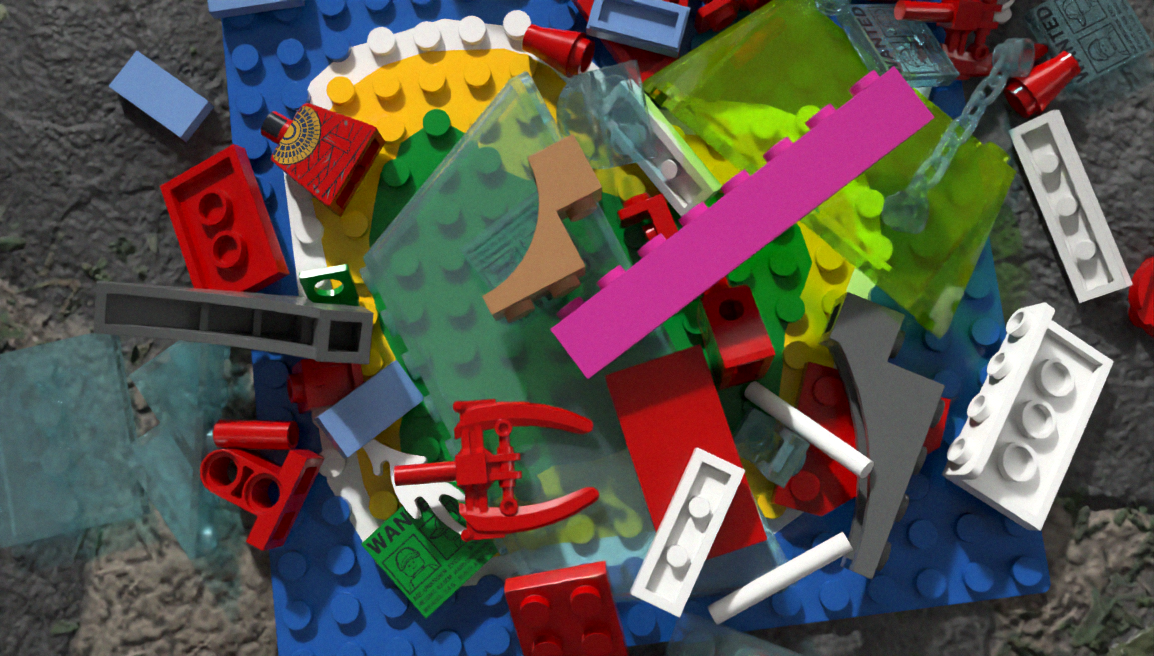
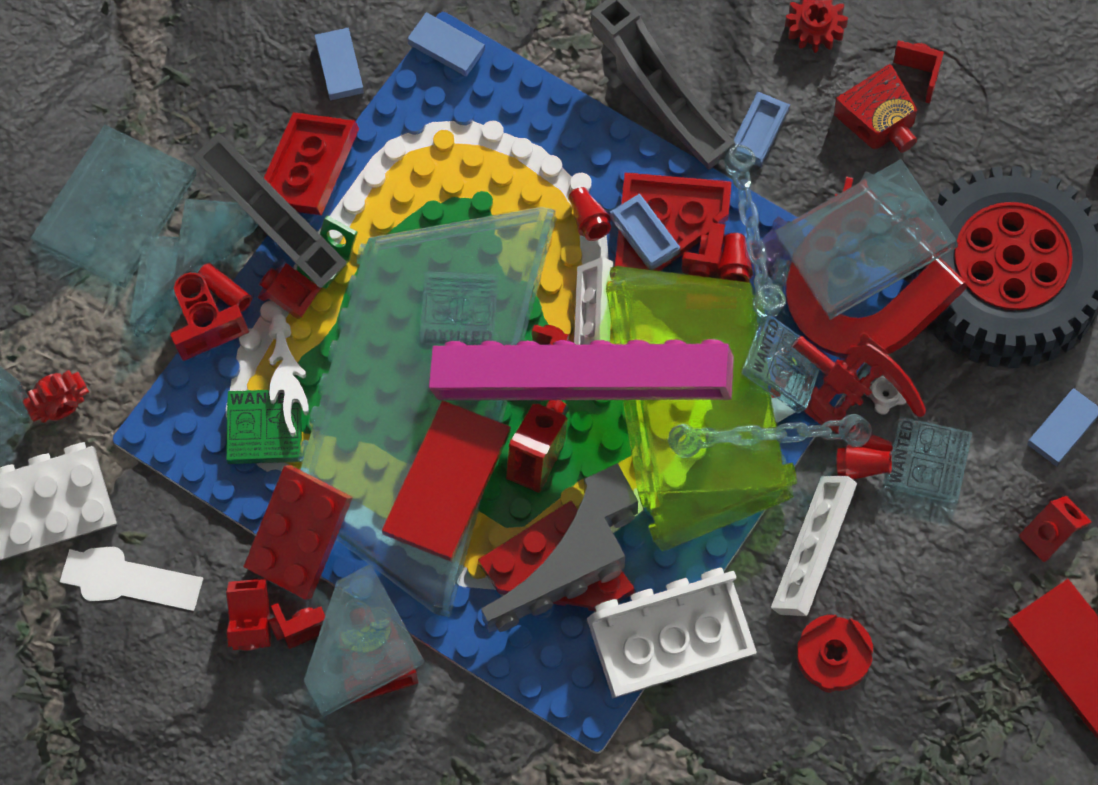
camera: 40 degrees right, 15 degrees down
(323, 152) = (401, 165): red torso -> none
(369, 409) = (299, 321): medium blue tile -> none
(478, 469) = (328, 394): red bar -> none
(552, 263) = (466, 312): medium nougat arch -> none
(608, 116) = (576, 270): clear light blue slope -> none
(687, 532) = (410, 510): white plate -> none
(770, 446) = (502, 521): clear light blue bracket -> none
(780, 578) = (439, 587): white bar -> none
(809, 430) = (531, 526): white bar -> none

